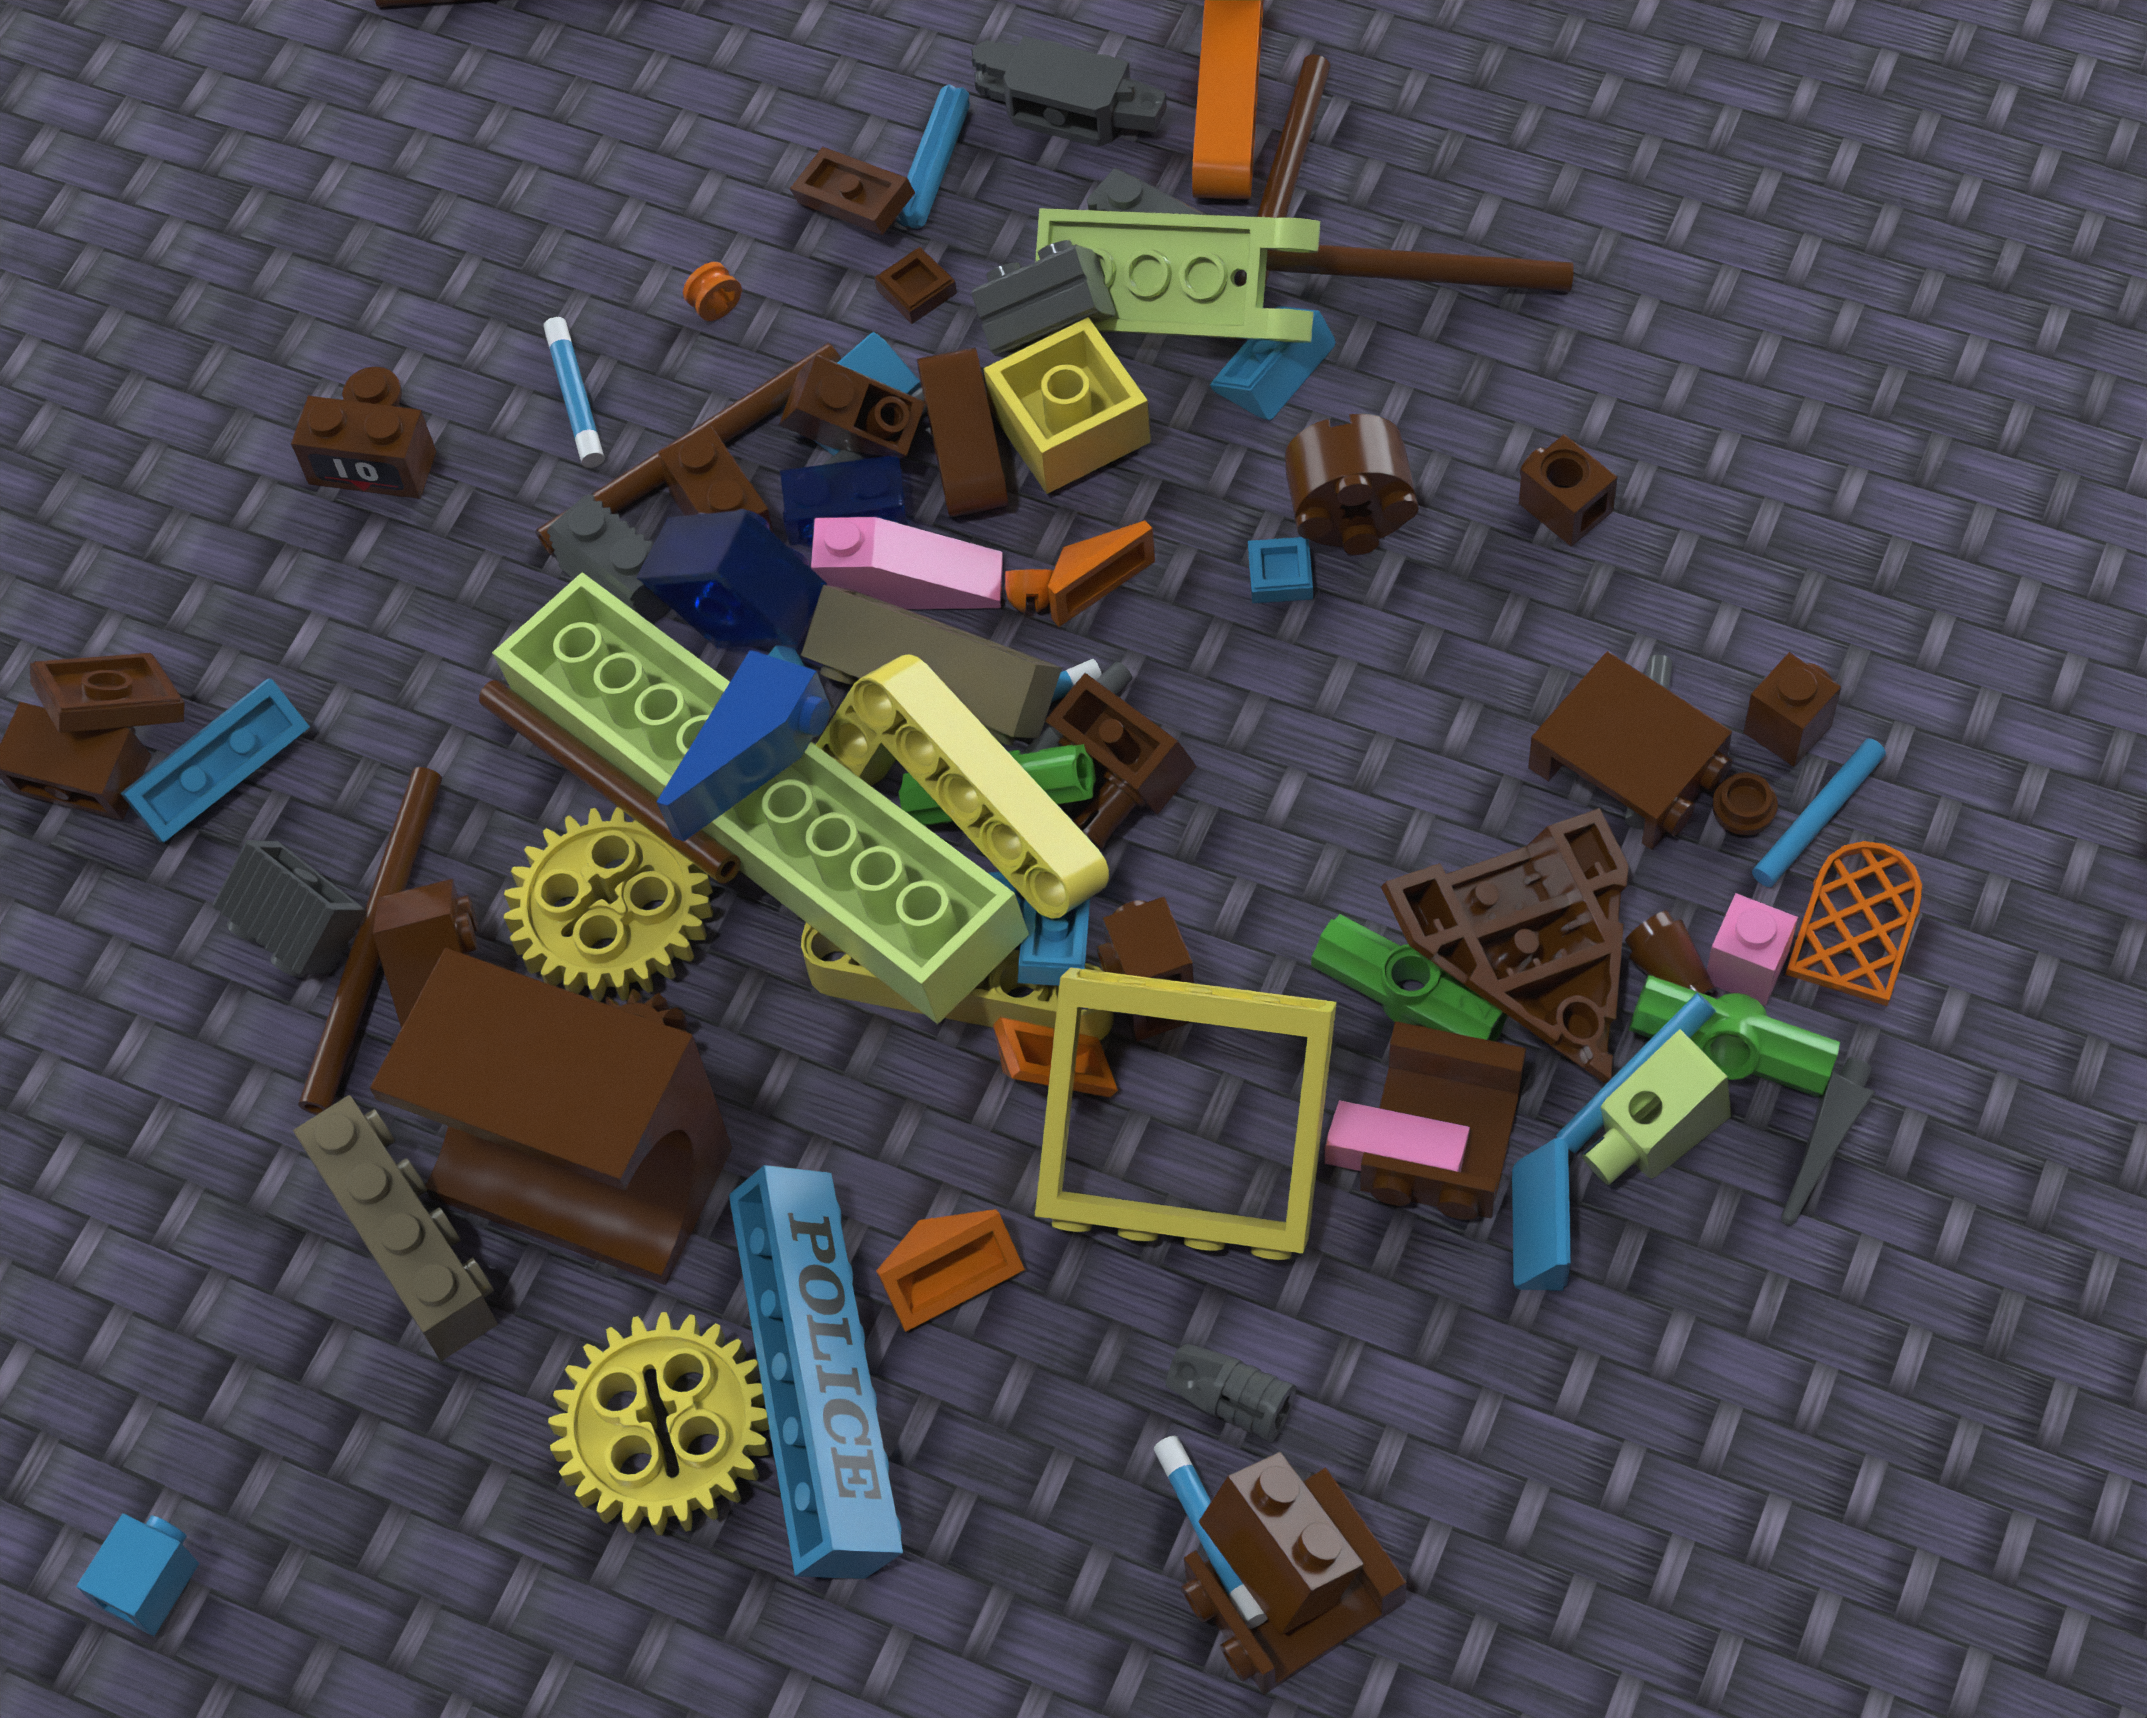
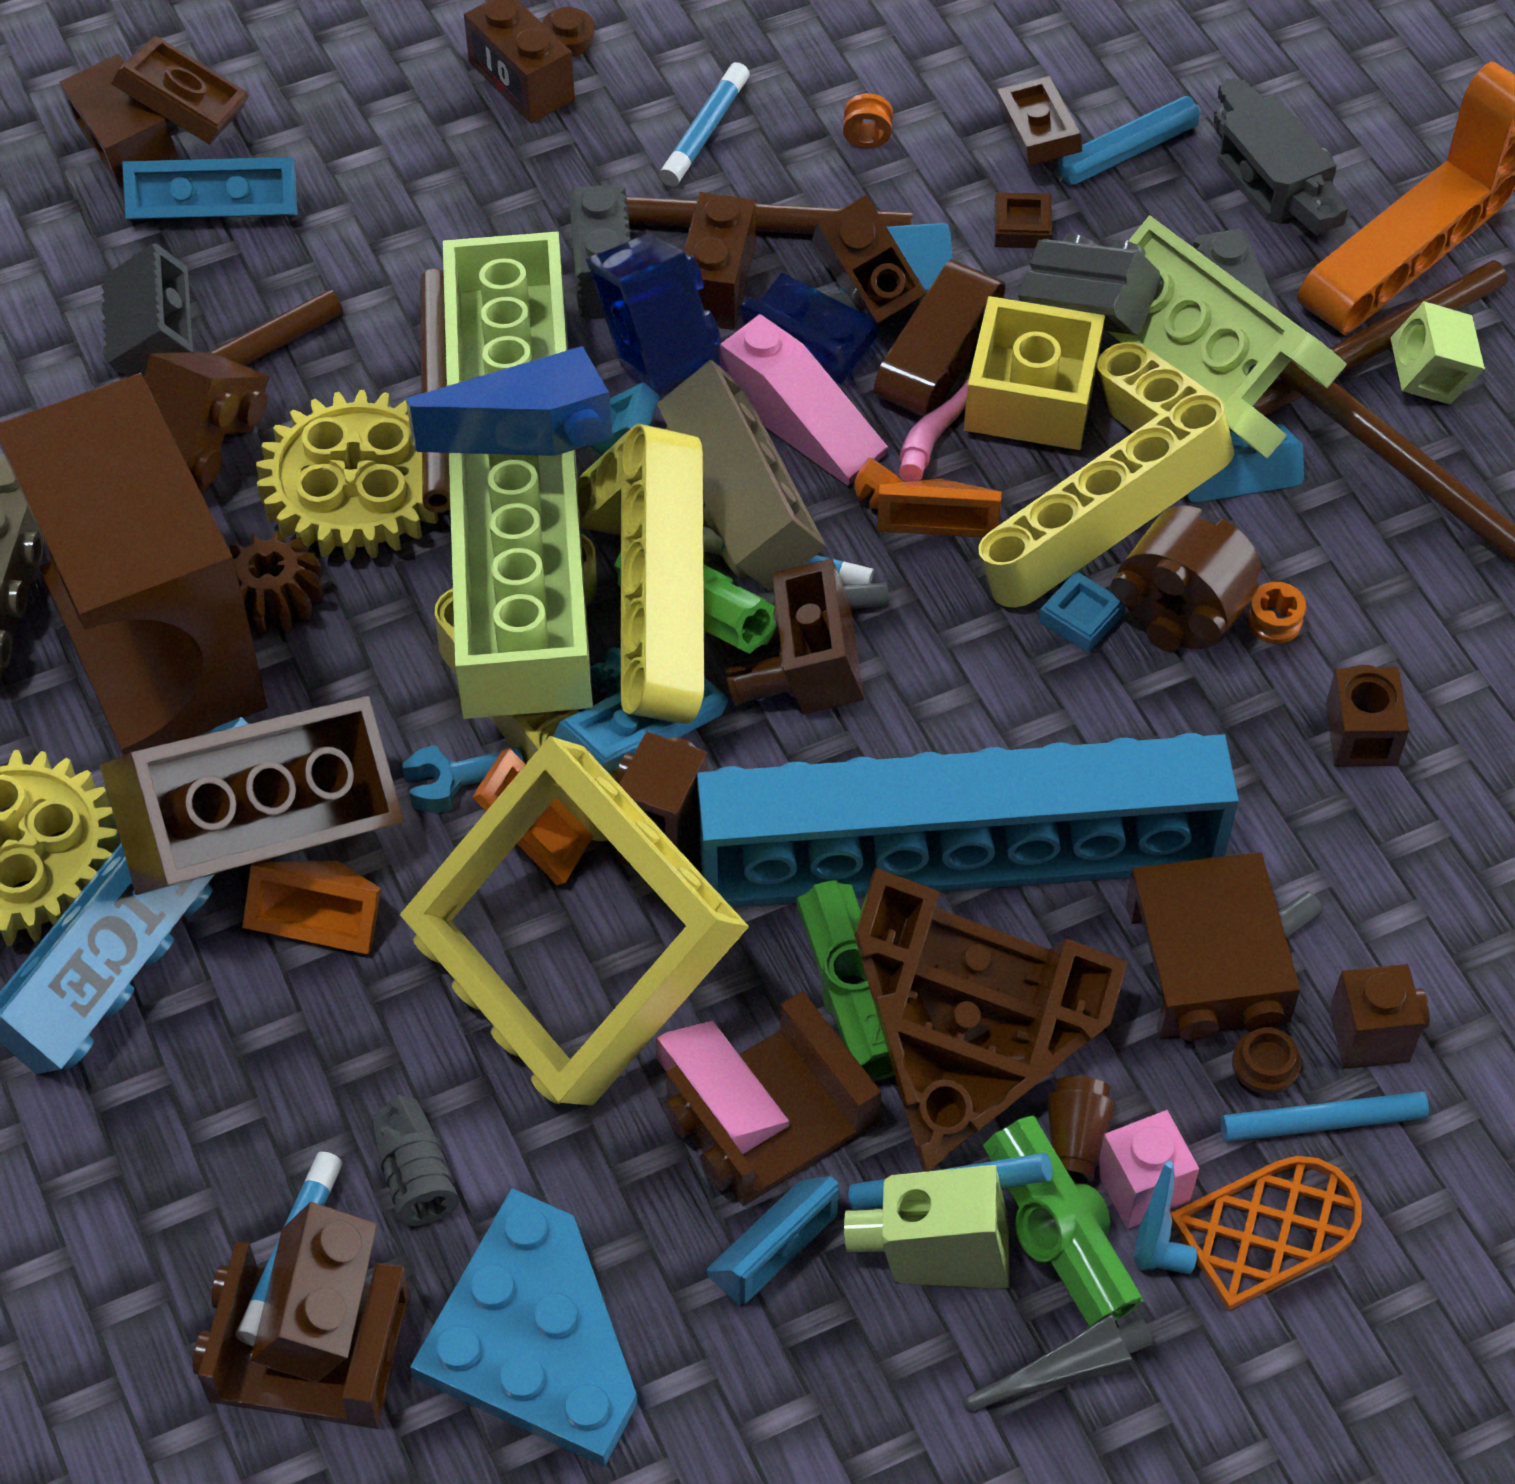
camera: 35 degrees right, 5 degrees down
(845, 1218) = (250, 793): none -> brick
(943, 1078) = (451, 776): none -> dark azure bar
(1023, 526) = (922, 437): none -> bright pink animal
(1211, 363) = (1174, 448): none -> light yellow beam
(1344, 162) = (1437, 353): none -> yellowish green brick
(1380, 794) = (966, 817): none -> dark azure brick
(1422, 443) = (1265, 623): none -> orange bush
(1446, 1437) = (533, 1335): none -> dark azure plate
(1803, 995) = (1153, 1236): none -> dark azure bar

